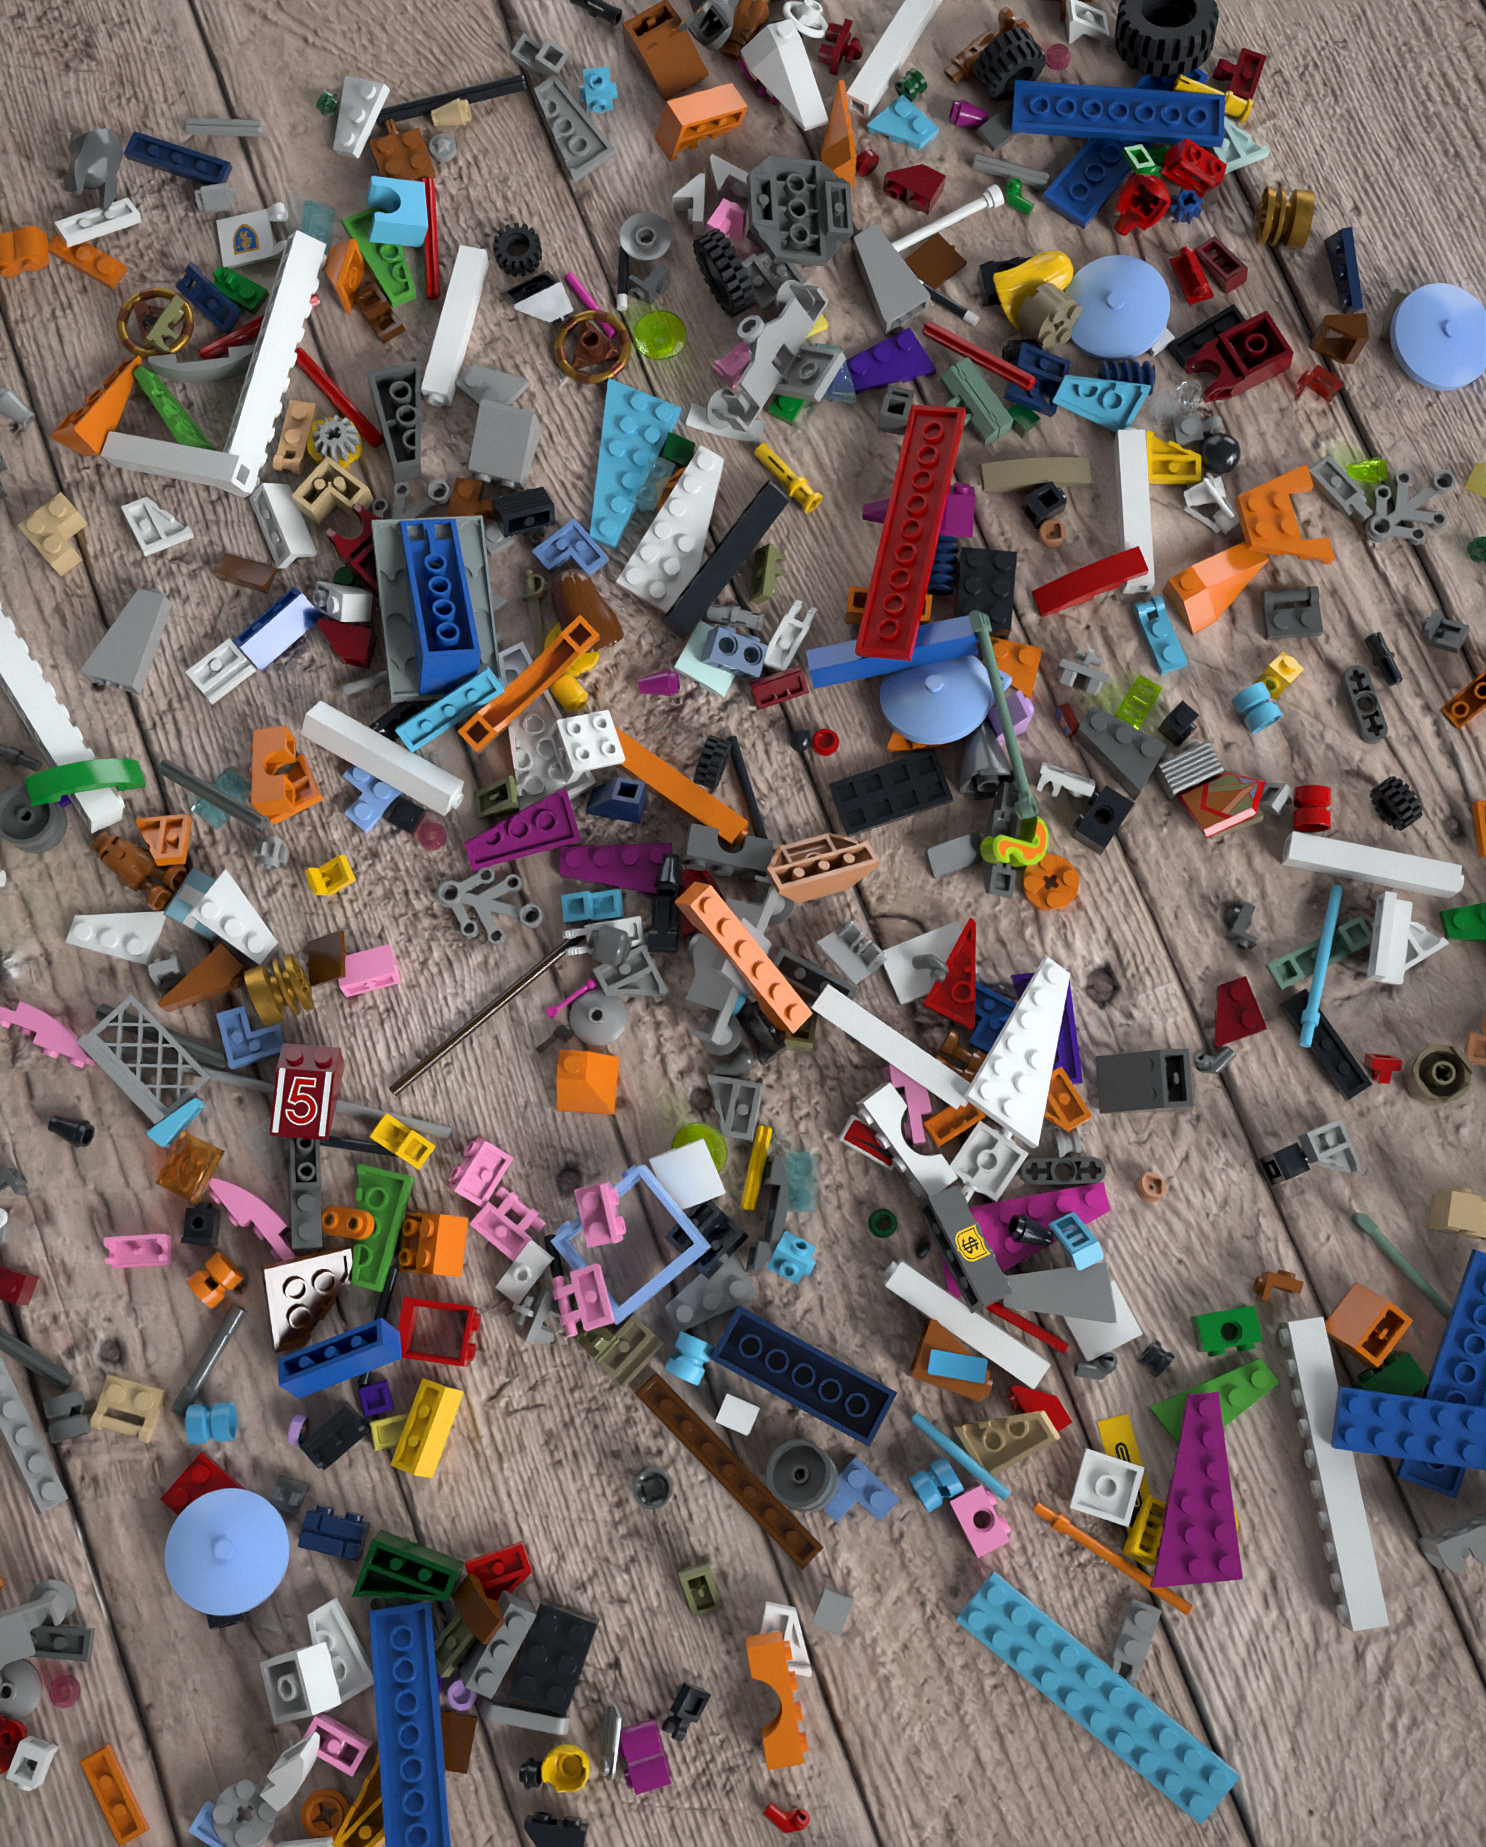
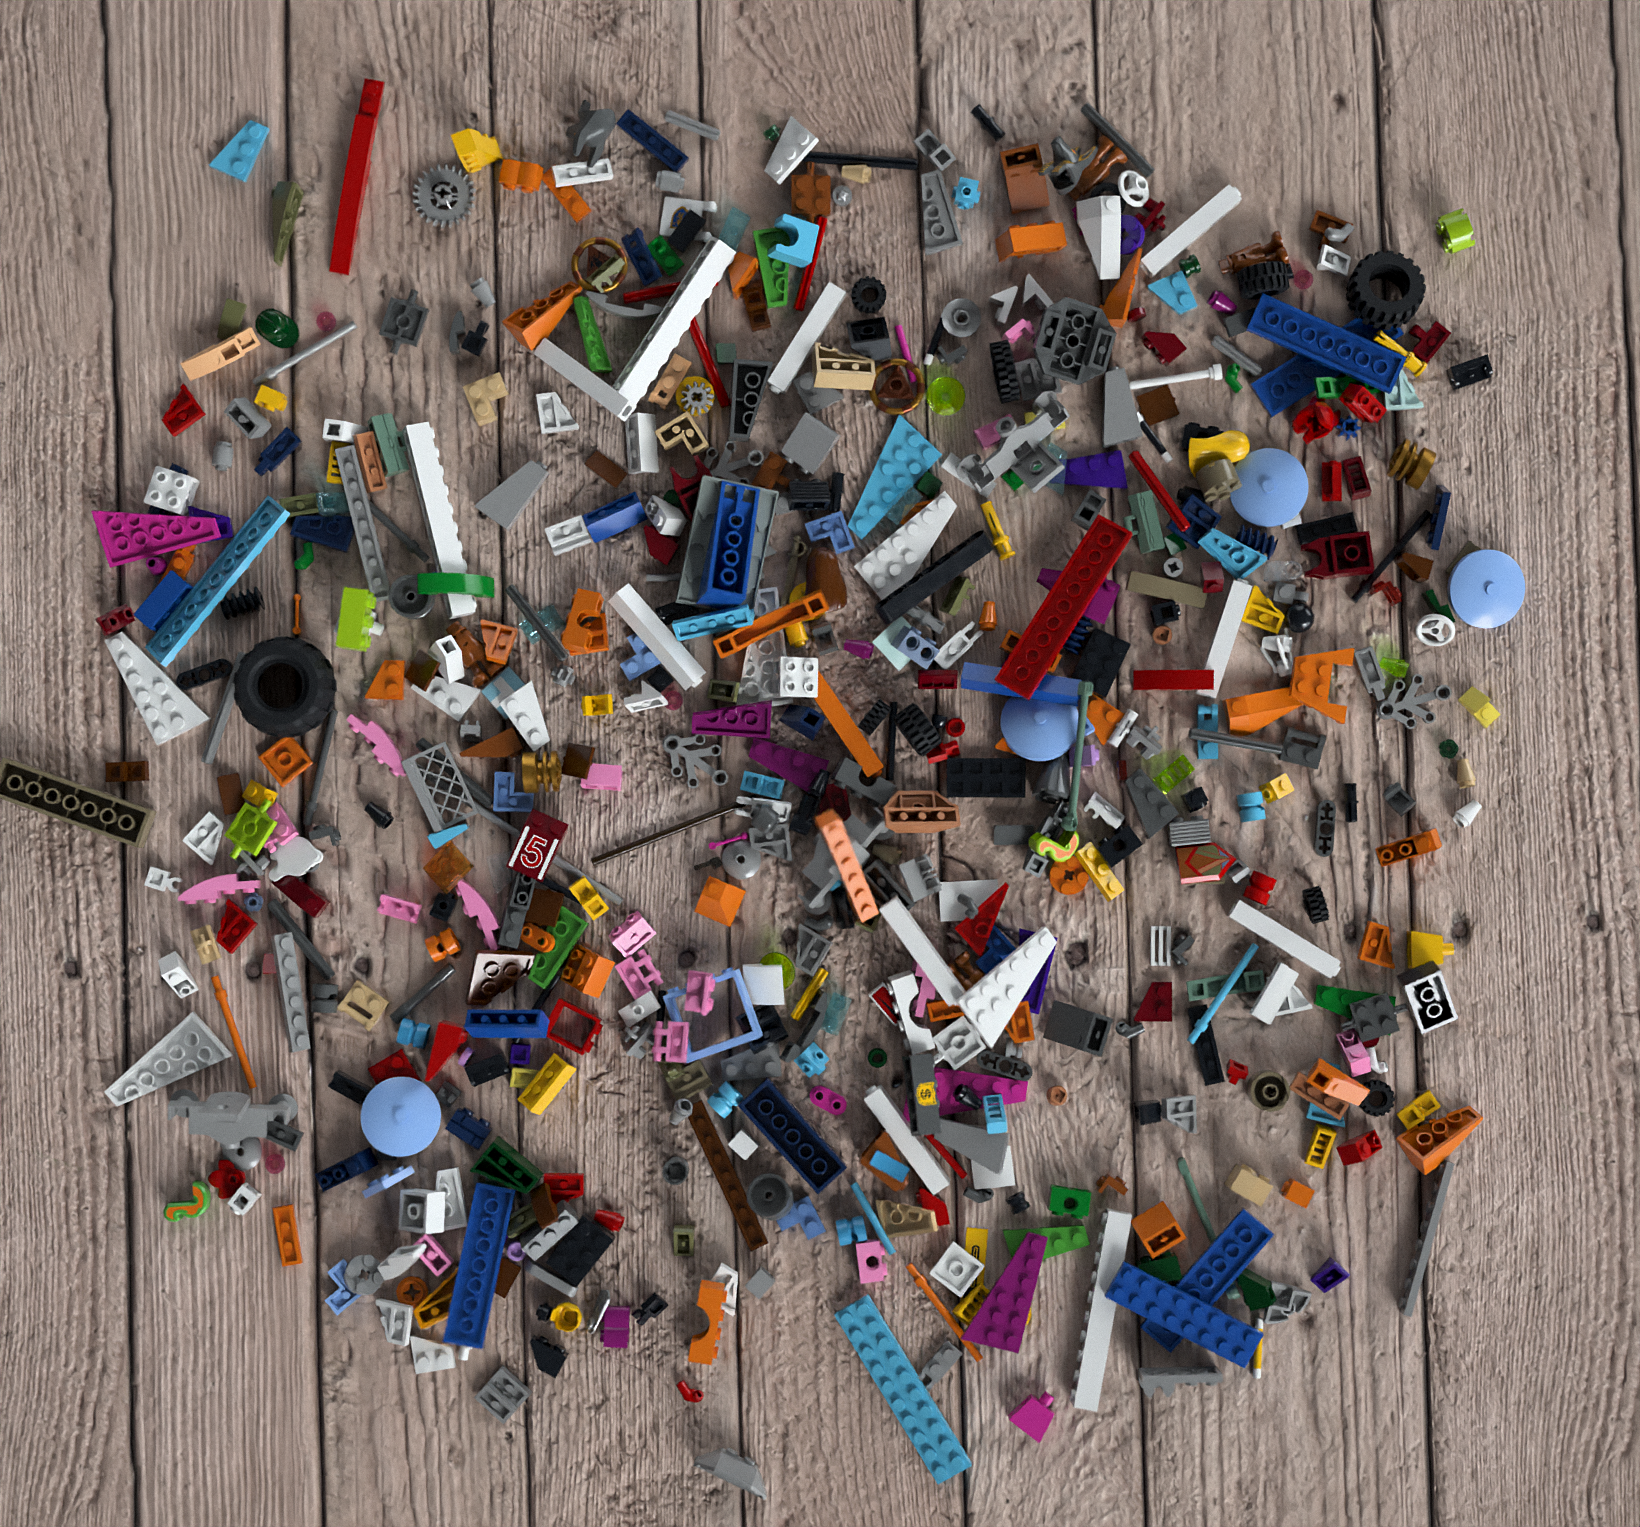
camera: 20 degrees right, 10 degrees up
(23, 469) = (475, 341): none -> black plate
(33, 945) = (388, 682): none -> orange wing
(73, 911) = (422, 670): none -> reddish brown piece
(103, 883) = (450, 656): none -> white slope
(139, 1535) = (349, 1087): none -> black hinge
(173, 1660) = (347, 1169): none -> dark blue slope
(233, 1657) = (385, 1181): none -> light blue plate
(256, 248) = (686, 231): none -> black tile
(261, 1423) = (447, 1041): none -> red slope
(344, 1177) = (544, 907): none -> reddish brown piece
(355, 379) = (725, 353): none -> dark green slope
(398, 843) = (648, 699): none -> white slope
(514, 346) = (841, 370): none -> tan wedge
(559, 498) = (836, 491): none -> black axle
(582, 1596) = (609, 1219): none -> red cone
(608, 685) = (824, 638): none -> dark grey bracket
(631, 1398) = (680, 1111): none -> light grey cone
(775, 756) = (917, 729): none -> black tyre
(795, 937) = (888, 853): none -> dark tan cone
(816, 779) = (942, 750): none -> red plate
(817, 589) = (988, 617): none -> orange cone
(829, 66) = (1135, 236): none -> dark purple plate
(835, 1308) = (828, 1099): none -> dark pink plate
(1027, 449) = (1171, 571): none -> light grey wheel
(1047, 667) = (1122, 728): none -> white pin
(1087, 438) = (1211, 577): none -> dark red brick
(1089, 863) = (1099, 871): none -> yellow plate
(1191, 914) = (1160, 946): none -> white tile
(1201, 631) = (1237, 741): none -> dark grey axle
(1289, 384) = (1366, 585): none -> black bar
(1299, 1666) = (1033, 1415): none -> dark pink torso
(1308, 94) = (1470, 372): none -> black hinge
(1392, 399) = (1434, 627): none -> white piece
(1398, 385) = (1432, 602): none -> dark green slope

